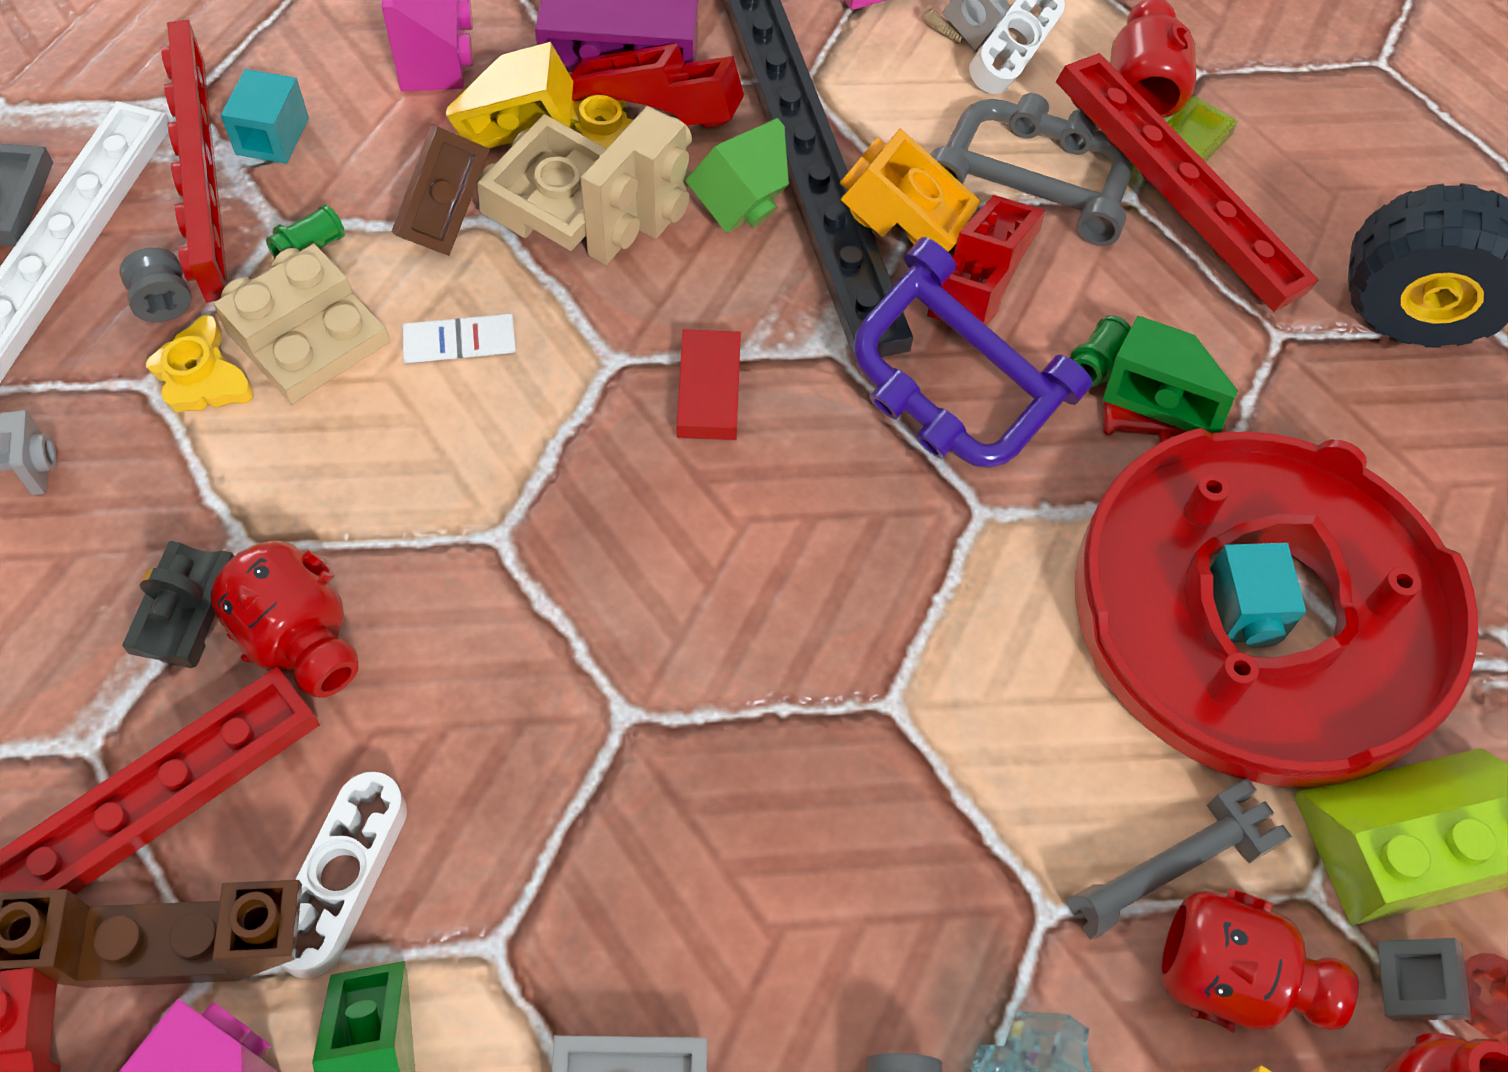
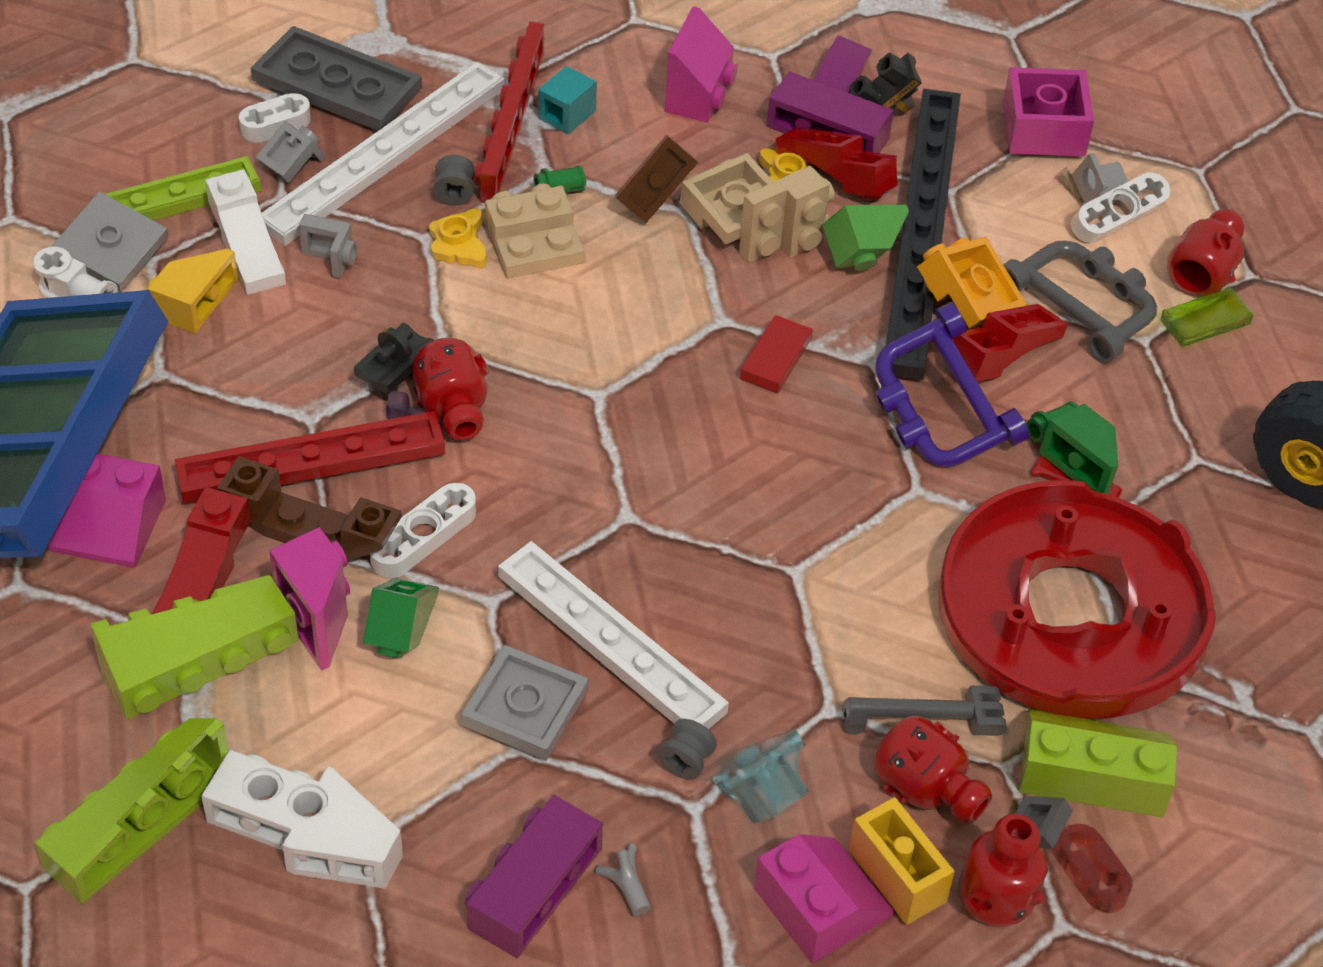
camera: 25 degrees right, 10 degrees down
(220, 678) = (399, 406): none -> hand
(458, 338) = (629, 274): clear sticker -> none
(513, 96) = (733, 135): yellow slope -> none
(706, 944) = (611, 637): none -> white plate
(1187, 182) = (1180, 337): red plate -> none
(1257, 593) = (1066, 590): teal brick -> none

